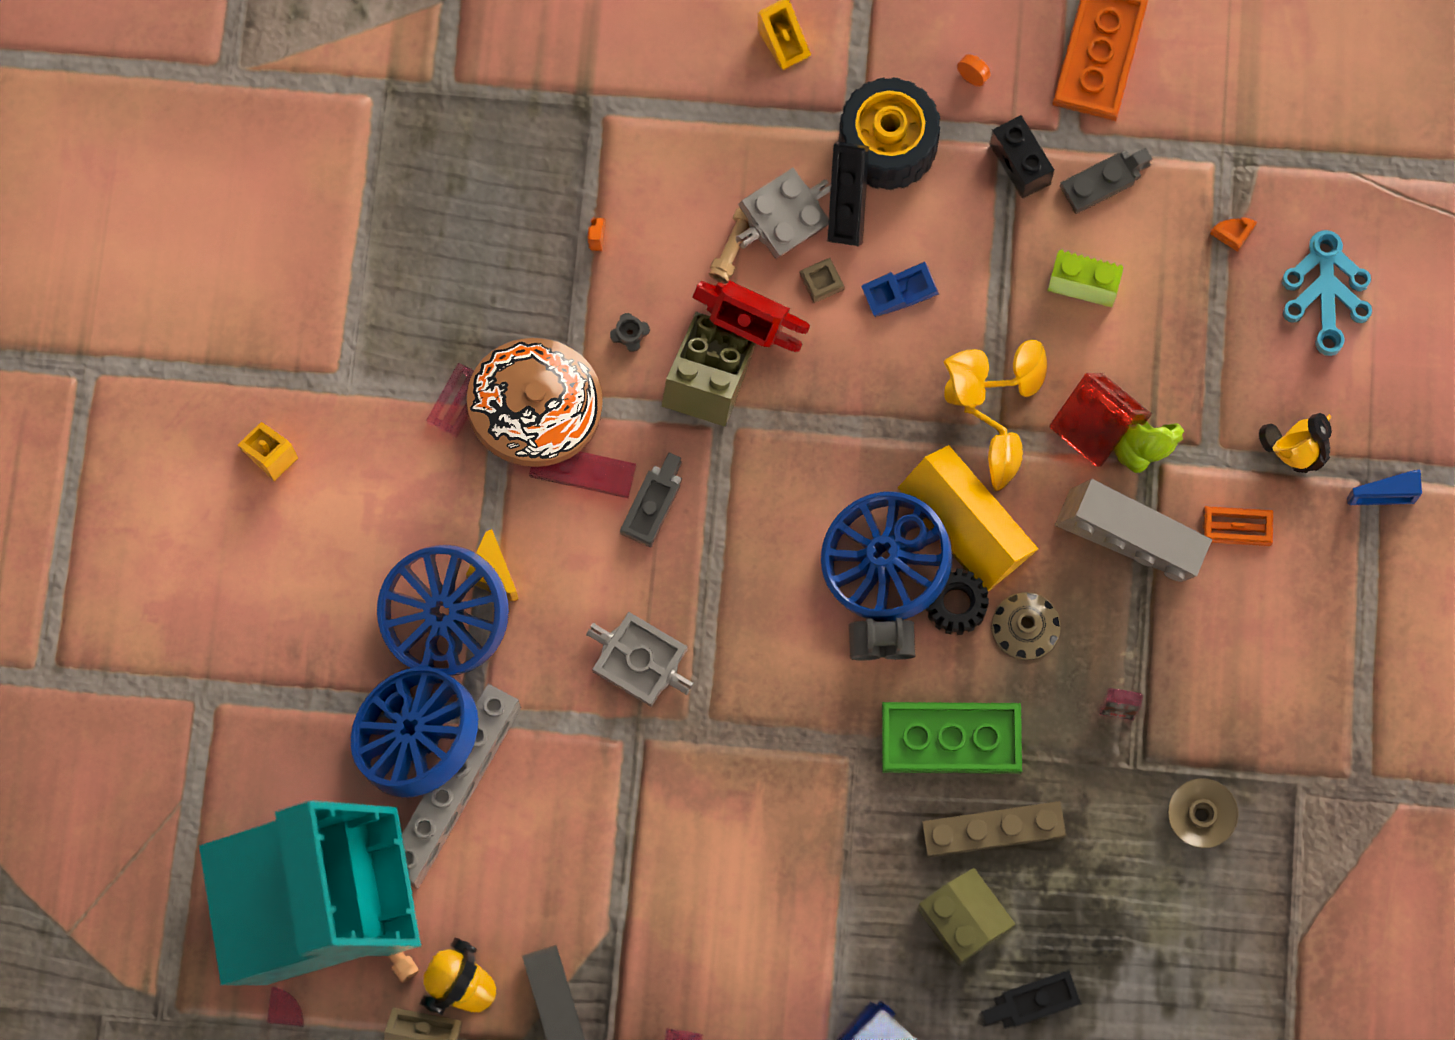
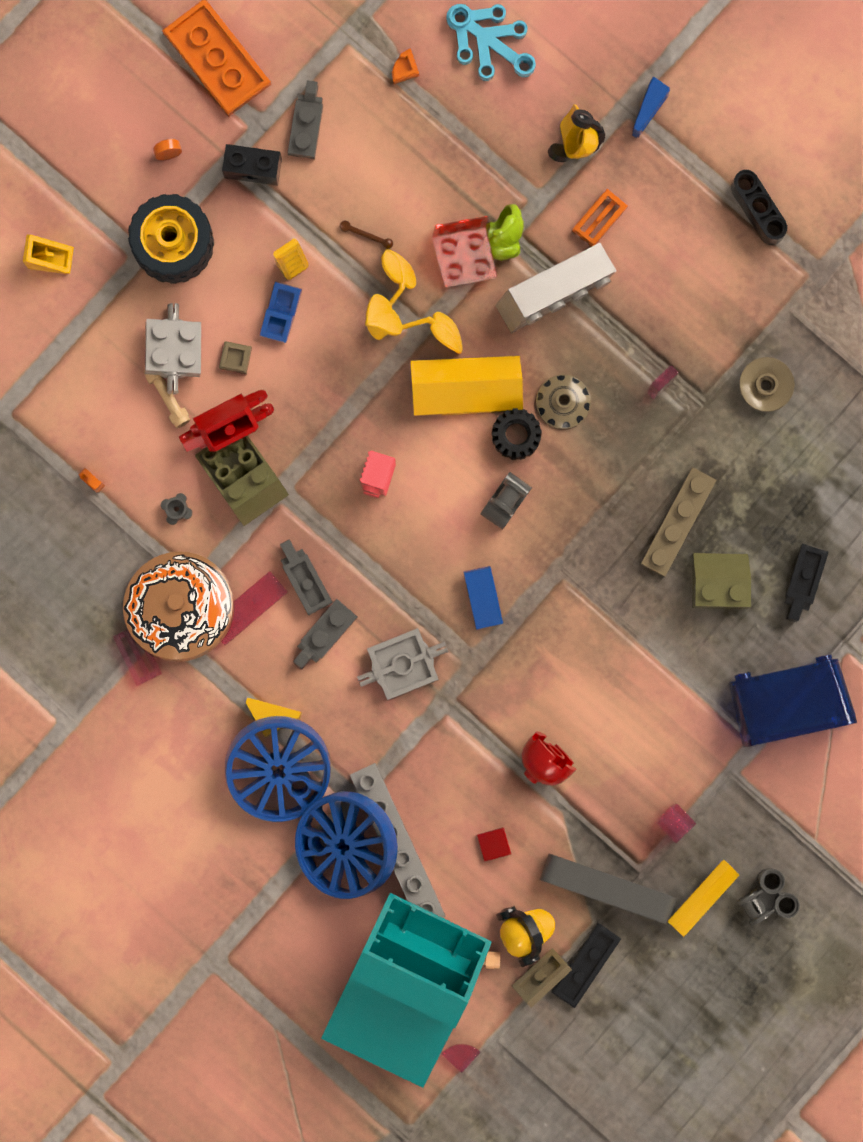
camera: 55 degrees left, 10 degrees up
(268, 450) = (78, 804): yellow slope -> none
(525, 884) = (494, 844): none -> red slope
(613, 562) = (325, 633): none -> dark grey hinge
(646, 871) = (545, 762): none -> red cylinder
(767, 689) = (483, 597): none -> blue slope
(809, 492) = (377, 474): none -> coral brick
(848, 193) = (193, 297): black tile -> none
(894, 543) = (452, 446): blue piece -> none
(951, 737) = (600, 504): bright green tile -> none
(958, 257) = (290, 259): none -> yellow slope
(1033, 290) = (345, 226): none -> reddish brown hinge
(1085, 278) = (366, 188): lime brick -> none
(1387, 661) = (759, 194): none -> black beam

